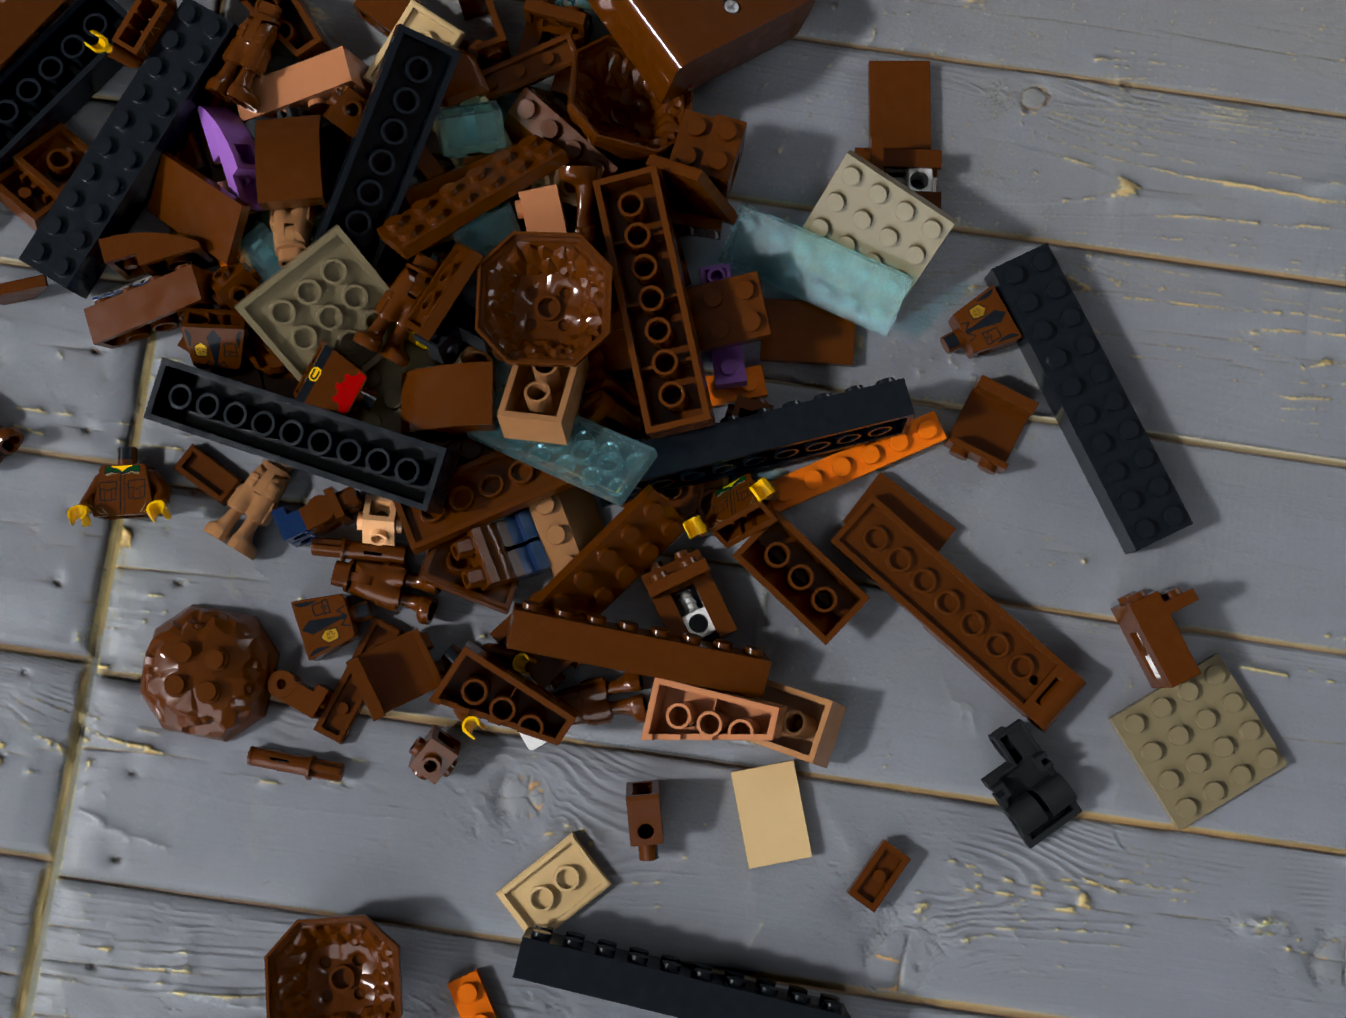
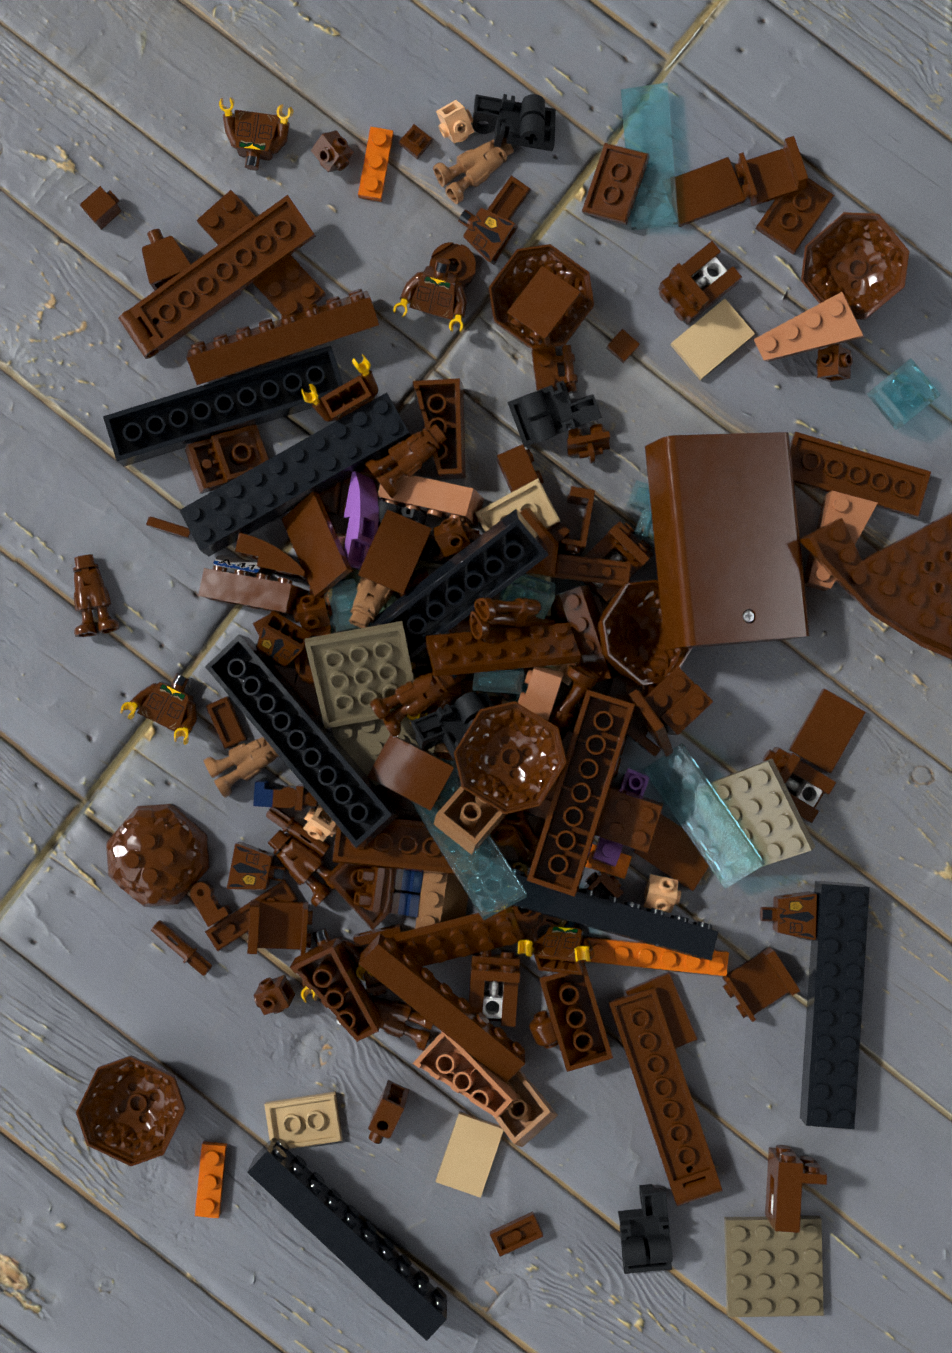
camera: 25 degrees right, 5 degrees up
(334, 382) = (342, 720): torso -> none
(426, 153) = (520, 614): none -> reddish brown piece
(443, 290) = (447, 709): reddish brown tile -> none
(773, 616) = (543, 1030): none -> reddish brown head
(817, 379) = (661, 893): none -> light nougat brick

